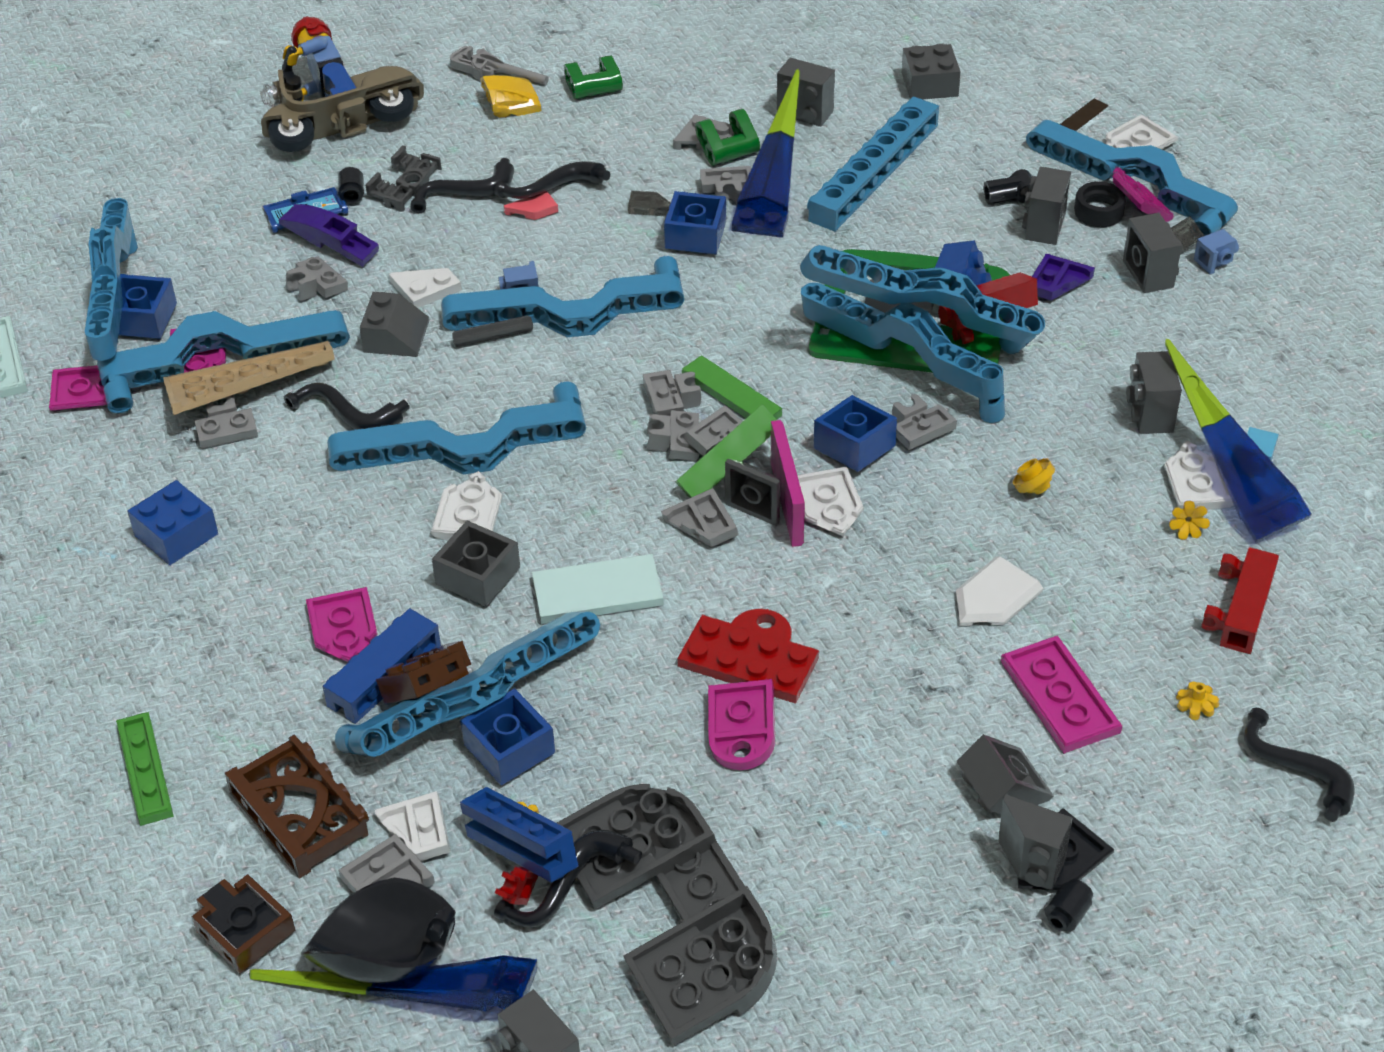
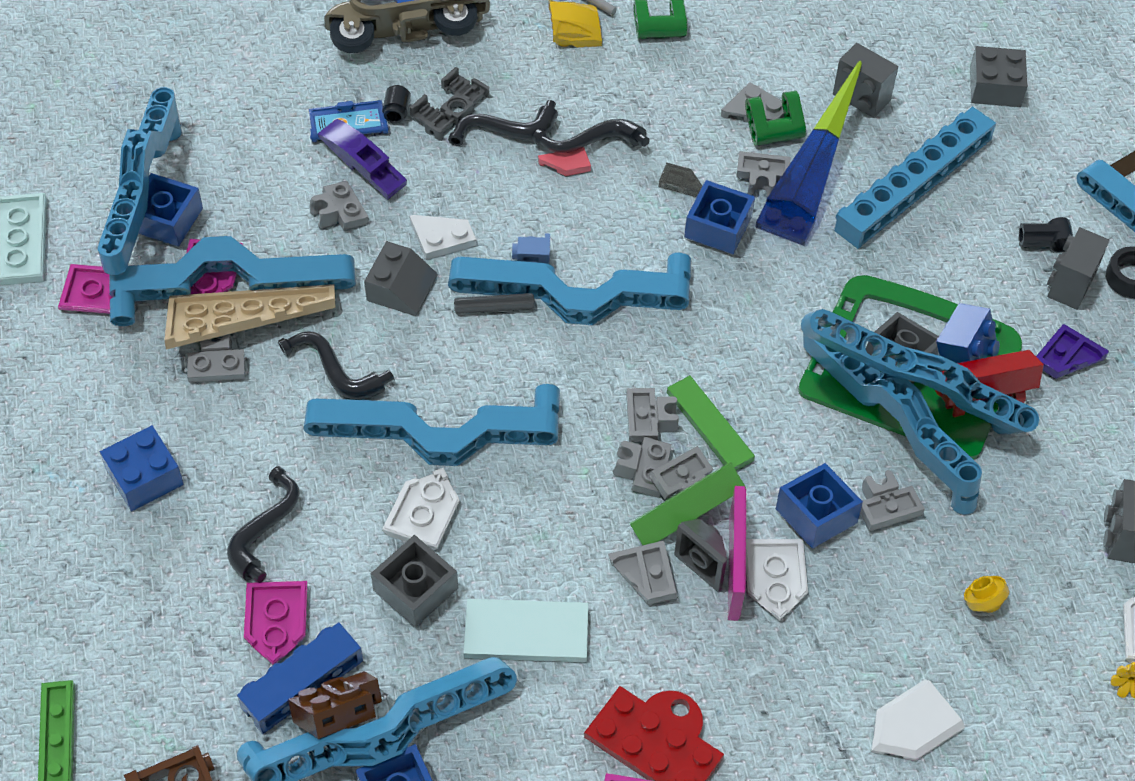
camera: 10 degrees right, 10 degrees up
(290, 569) = (238, 548): none -> black animal

